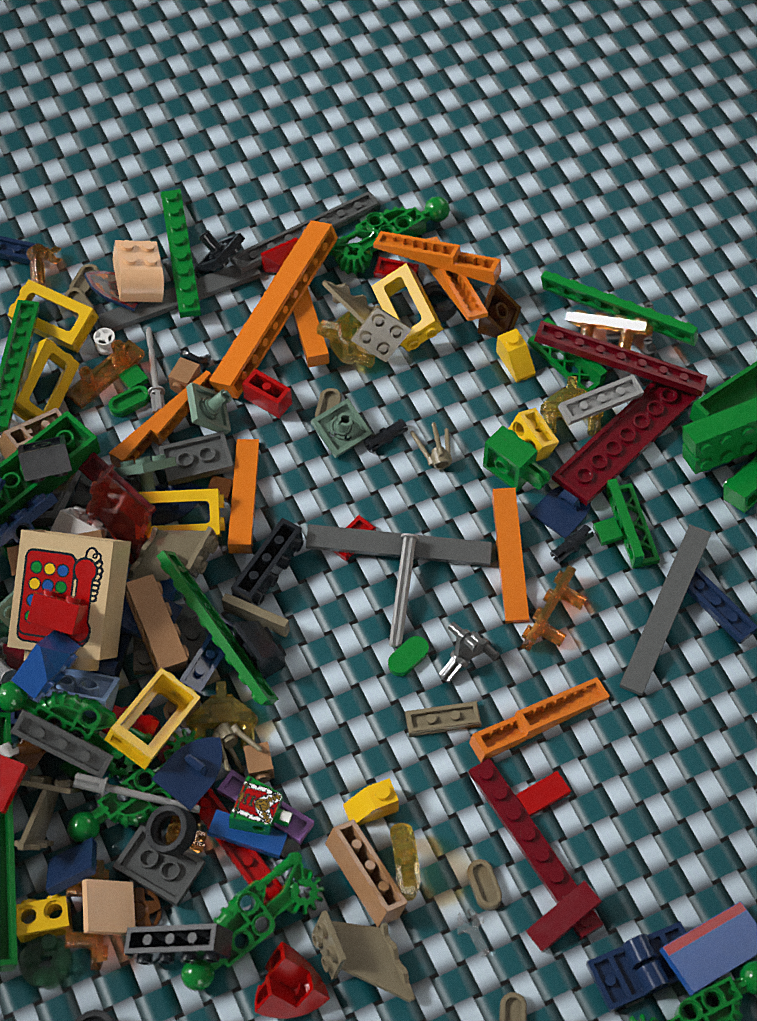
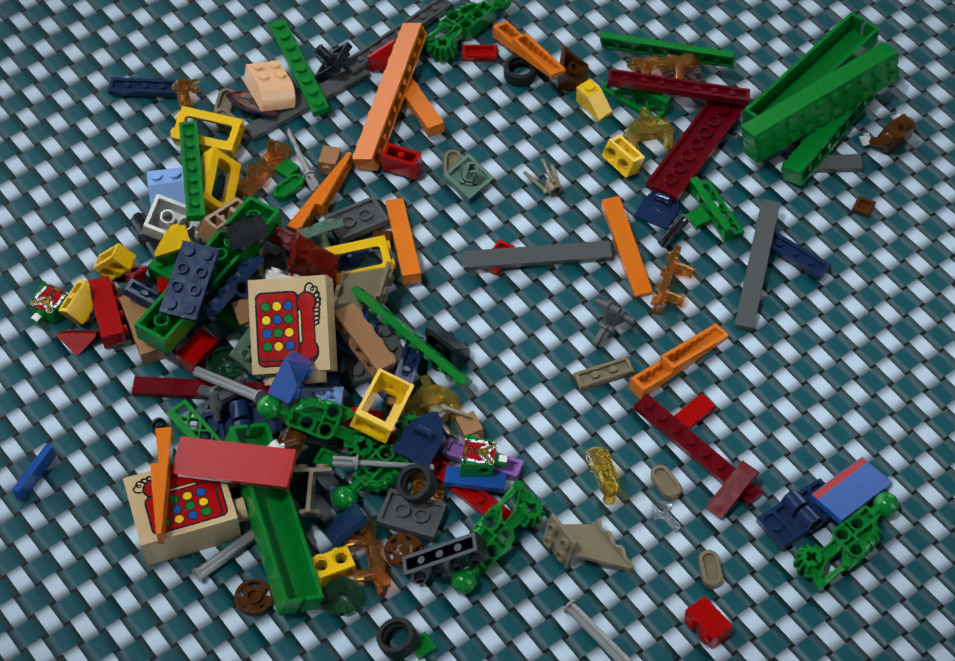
camera: 10 degrees left, 5 degrees down
(58, 612) = (291, 337): red brick -> none
(62, 743) = (316, 434): dark grey plate -> none
(104, 335) = (256, 145): white wheel -> none
(108, 906) = (382, 546): light nougat tile -> none
(202, 360) = (343, 145): black piece -> none
(209, 408) = (358, 179): sand green plate -> none
(254, 613) = (422, 321): dark tan tile -> none
(268, 563) = (437, 286): black brick -> none
(290, 986) = (536, 576): red brick -> none
(340, 339) = (453, 110): clear yellow connector -> none
(366, 873) = (574, 488): medium nougat brick -> none
(372, 803) = (565, 441): yellow slope -> none
(379, 330) = (481, 97): dark tan piece -> none
(386, 435) = (504, 177): black pin -> none
(402, 589) = (549, 289): light grey axle -> none
(406, 277) = (513, 94): yellow piece -> none
(408, 656) = (565, 334): green tile -> none
(441, 255) = (516, 32): orange slope -> none
(513, 460) = (612, 176): green brick -> none
(600, 399) = (670, 120): light grey plate -> none

